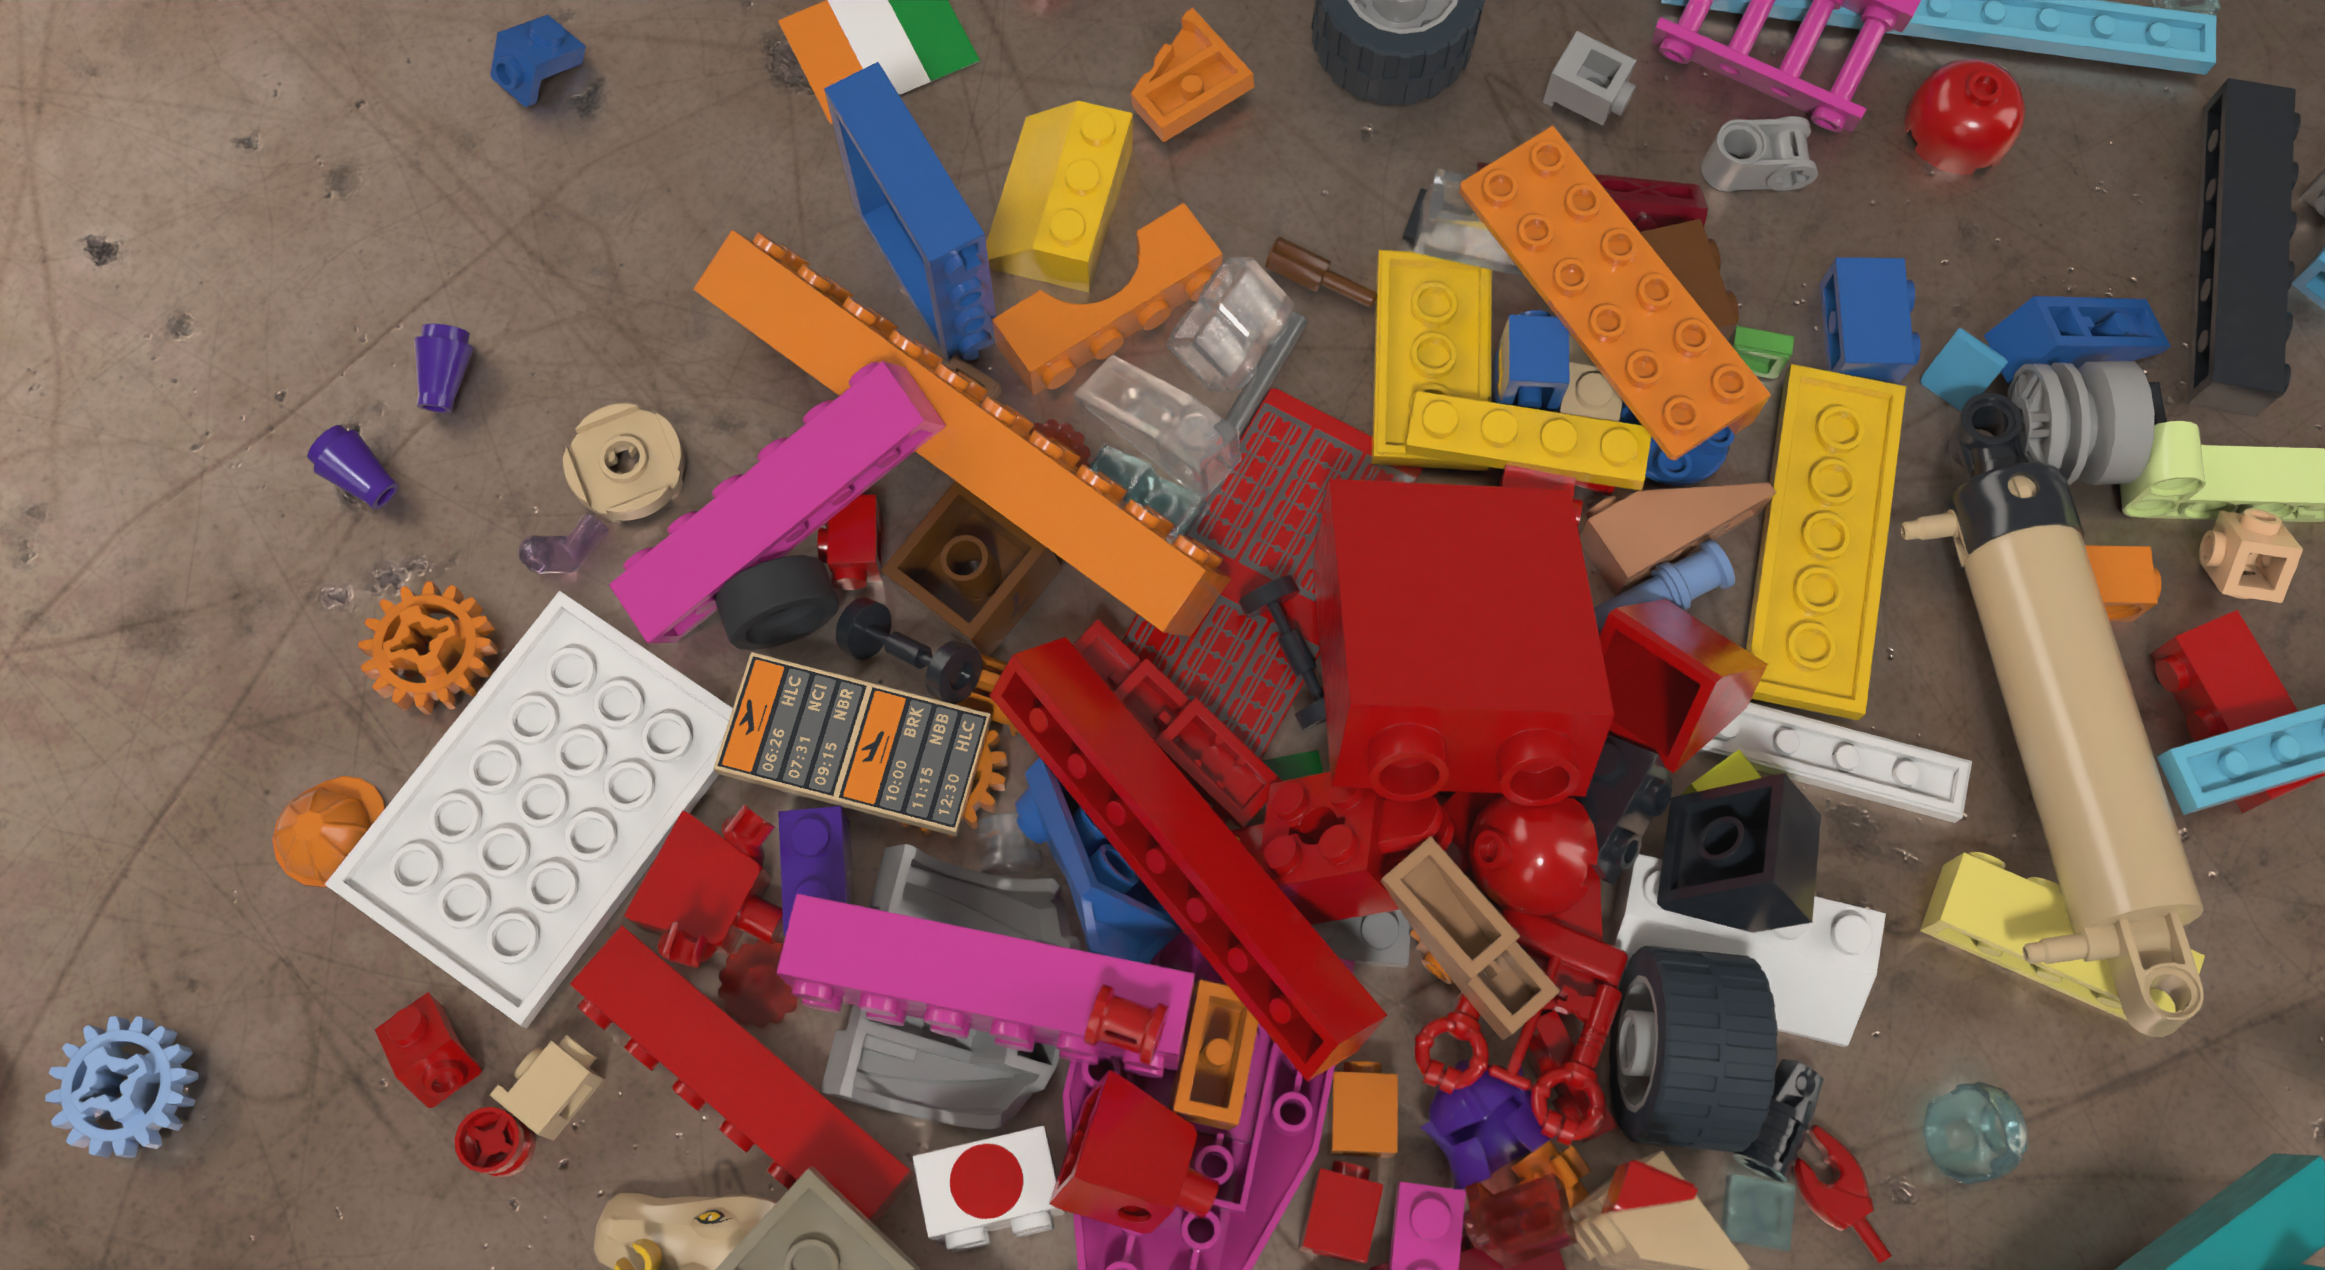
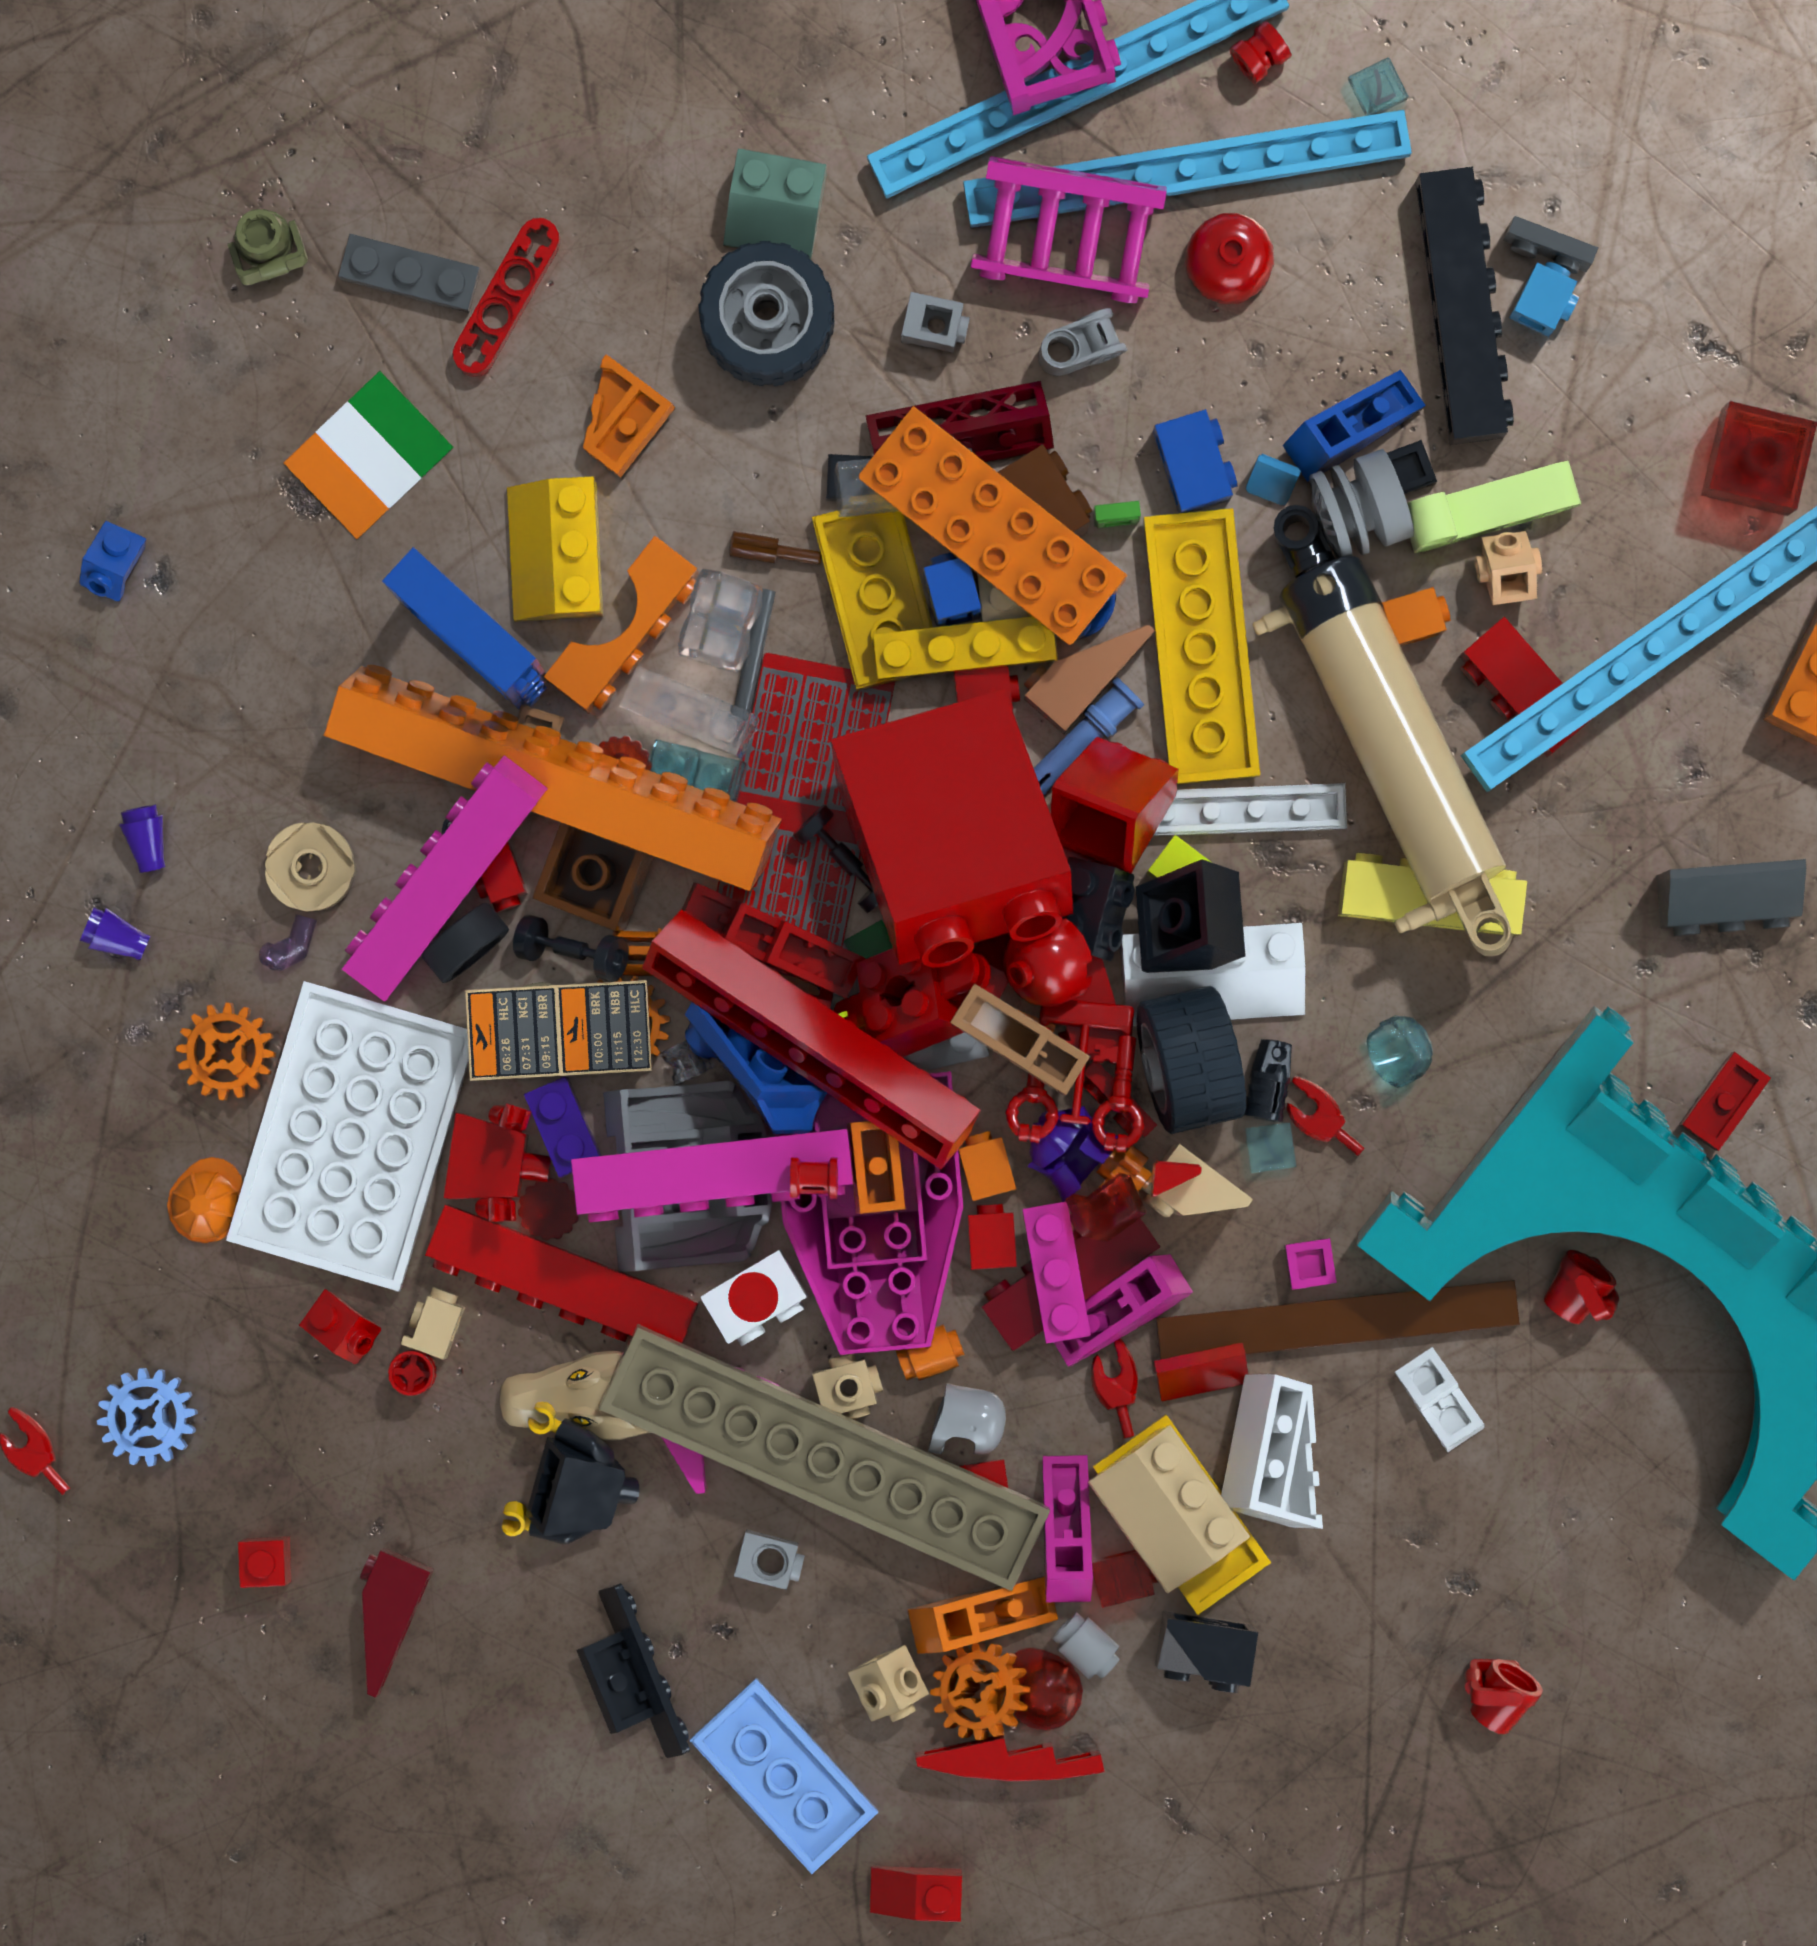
camera: 20 degrees left, 15 degrees up
(1130, 1161) = (842, 1254): red torso -> none

